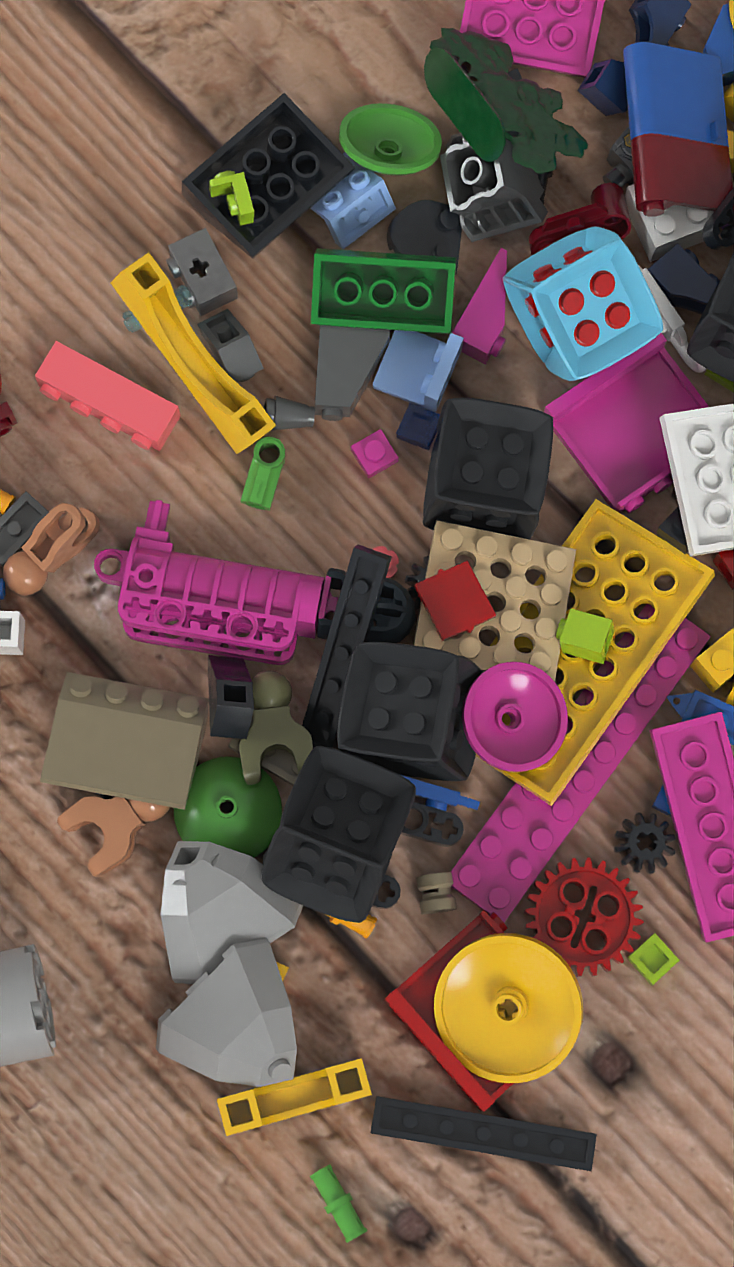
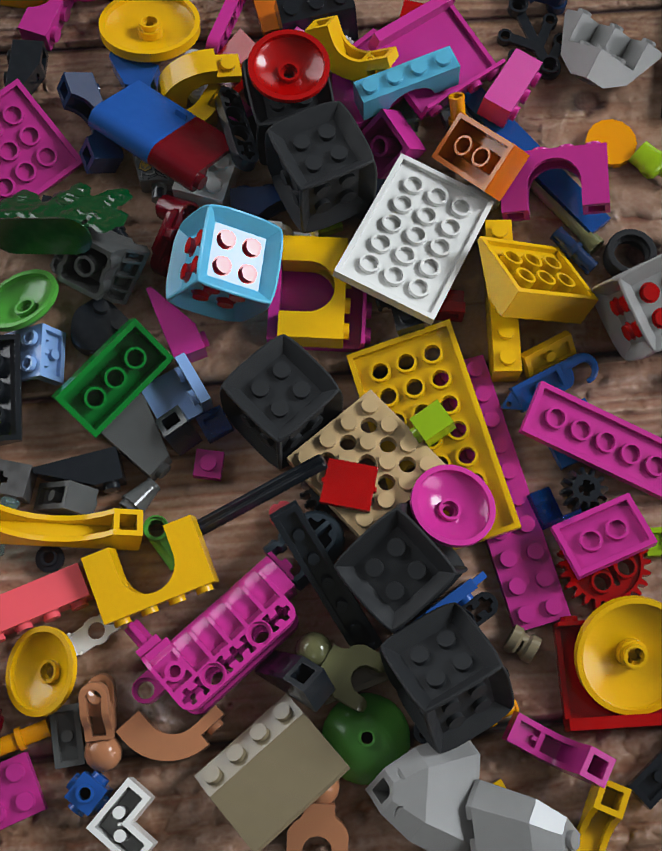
camera: 50 degrees left, 5 degrees down
(53, 456) = (41, 671): none -> yellow dish
(67, 608) = (152, 743): none -> nougat arch
(108, 472) = (83, 642): none -> white piece
(162, 388) = (53, 566): none -> black plate
(252, 518) = (191, 573): none -> yellow arch
(280, 350) = (95, 469): none -> black slope
(356, 997) = (559, 751): none -> dark pink arch
(369, 520) = (262, 493): none -> black axle
(382, 396) = (178, 430): none -> black brick
(596, 820) = (547, 509): none -> clear blue bracket
(607, 892) = (603, 536): none -> dark pink plate
(612, 455) = (326, 325): none -> yellow arch

